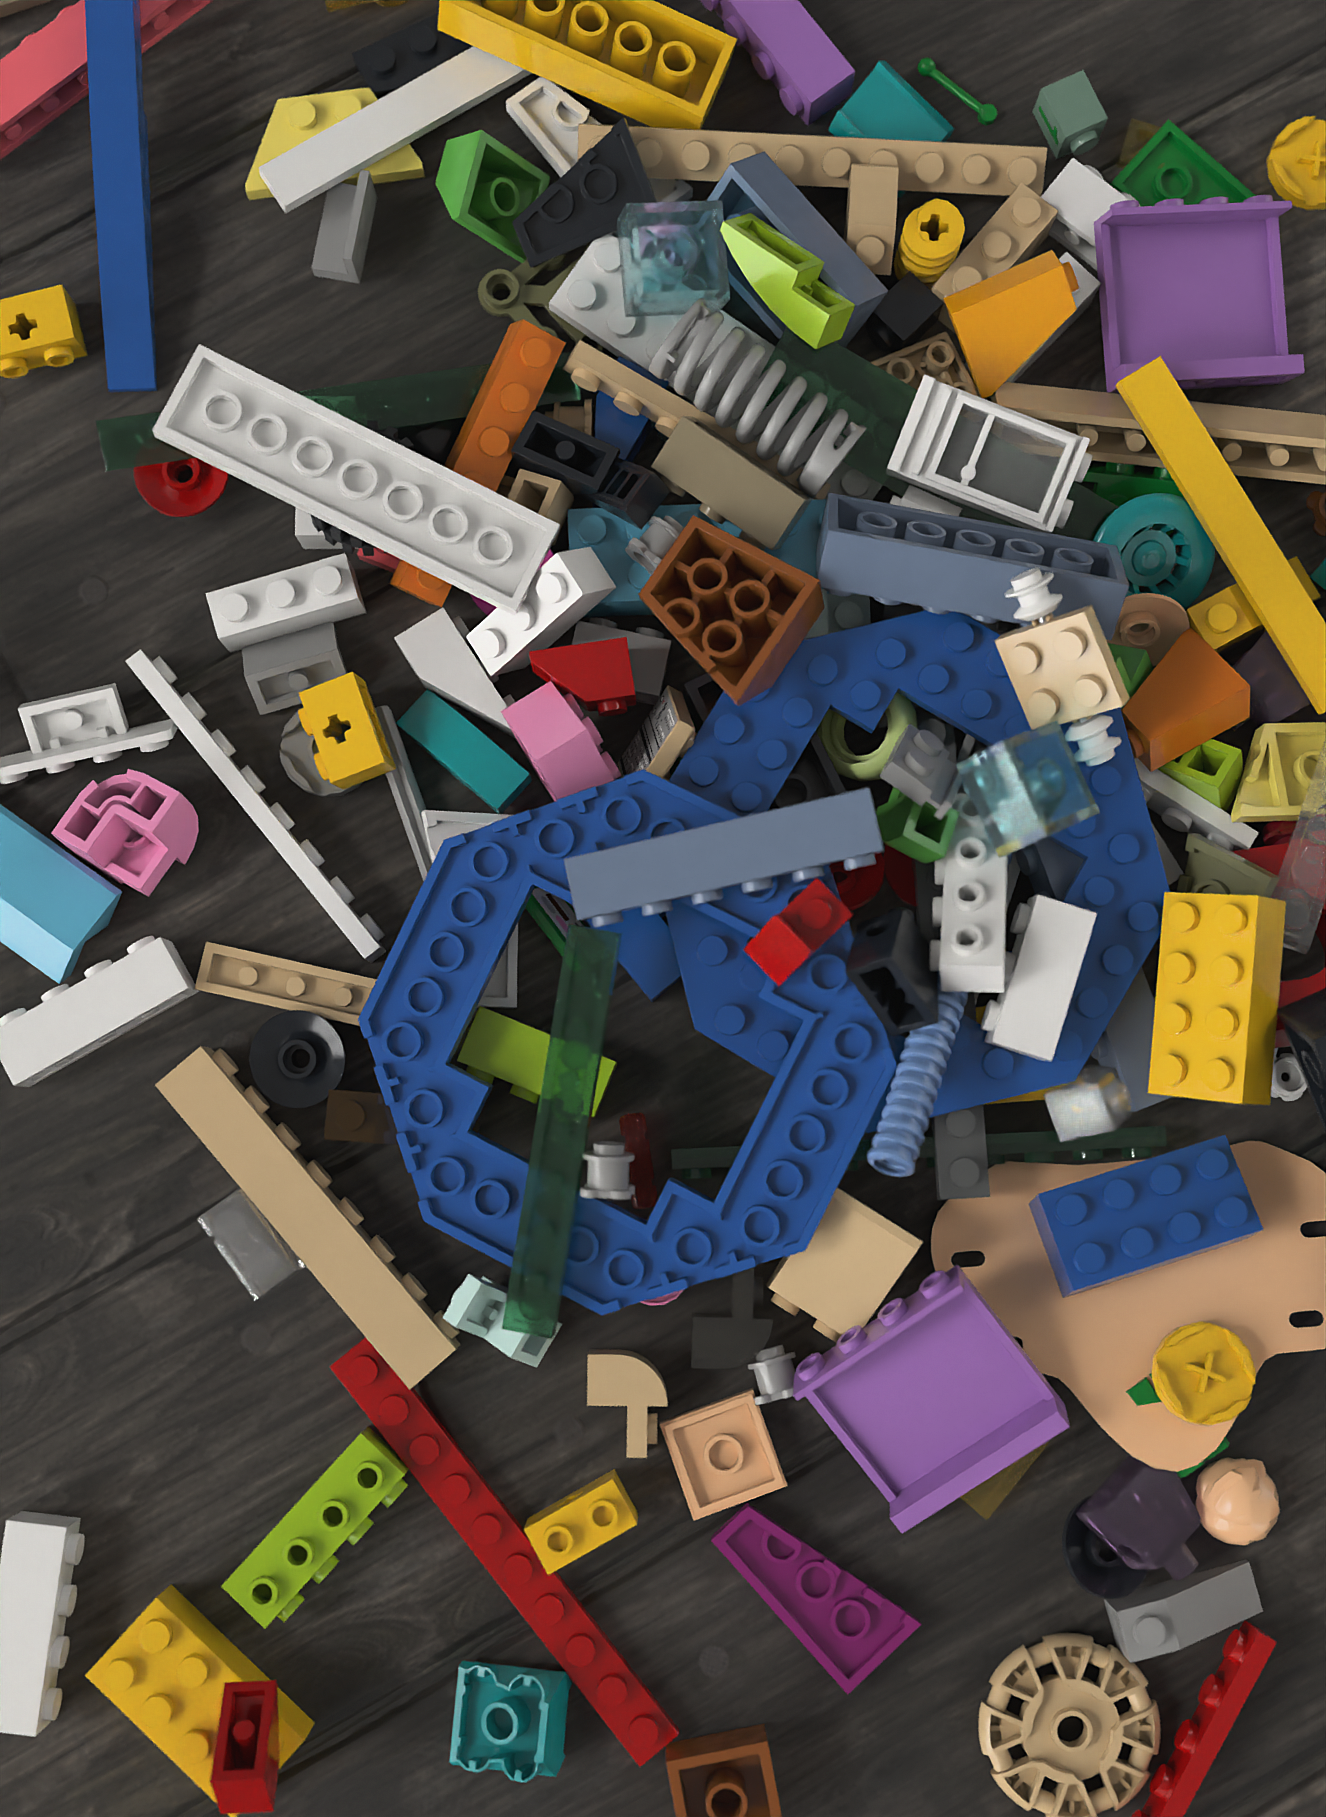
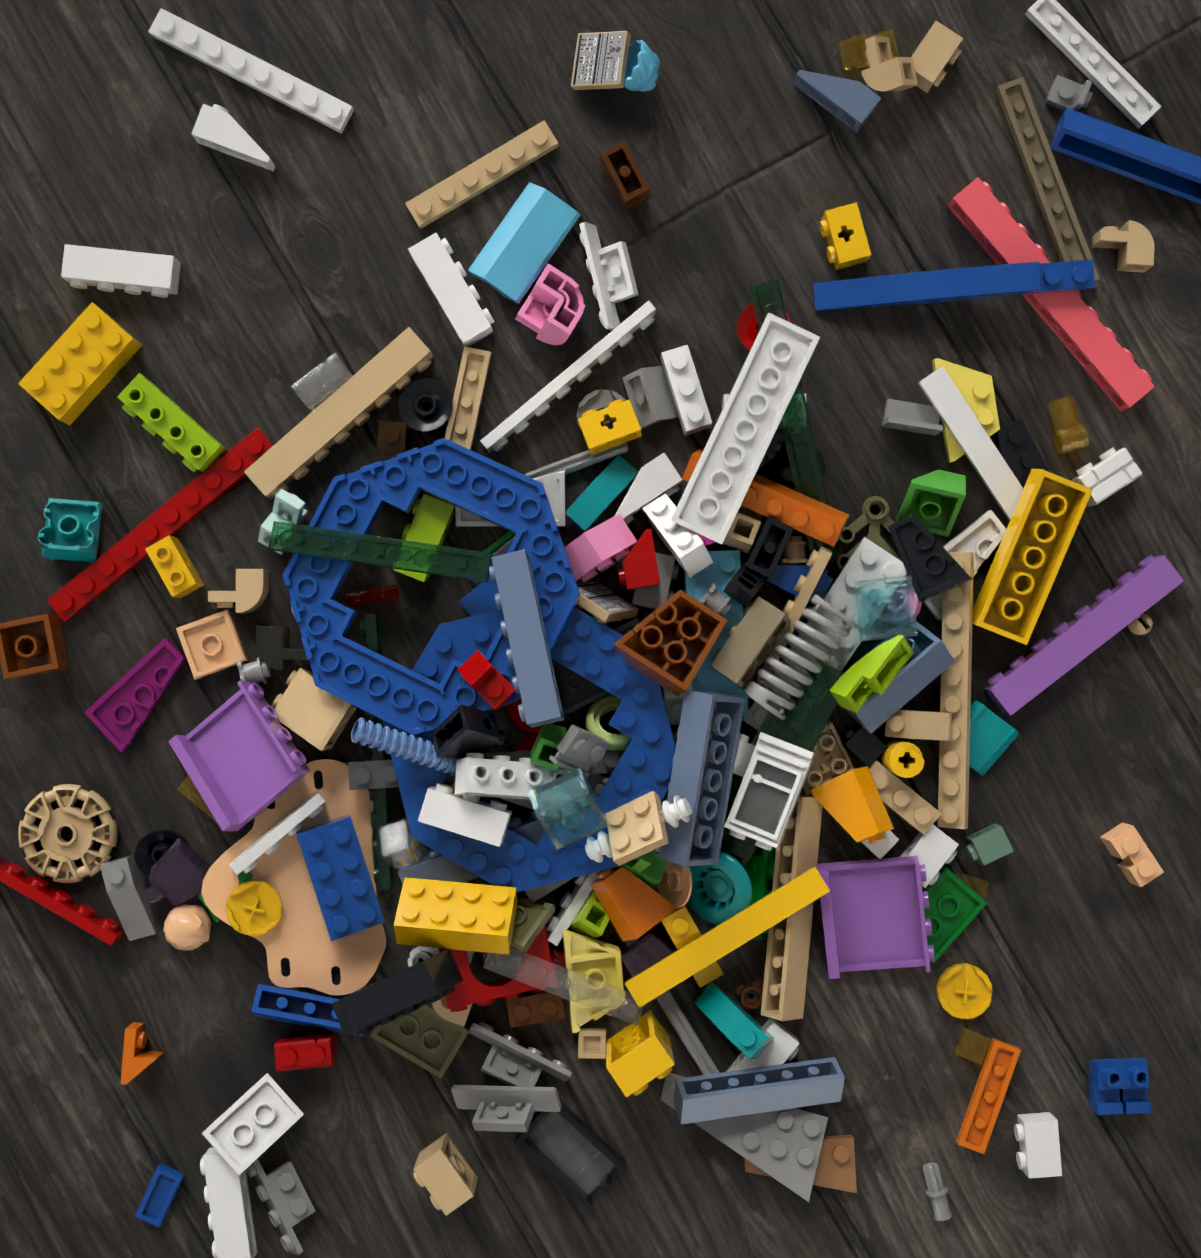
camera: 90 degrees right, 5 degrees up
(247, 1748) = (53, 390): red slope -> none
(608, 1171) = (356, 577): light grey brick -> none
(986, 113) = (992, 795): green hinge -> none
(1079, 1342) = (269, 841): none -> white plate

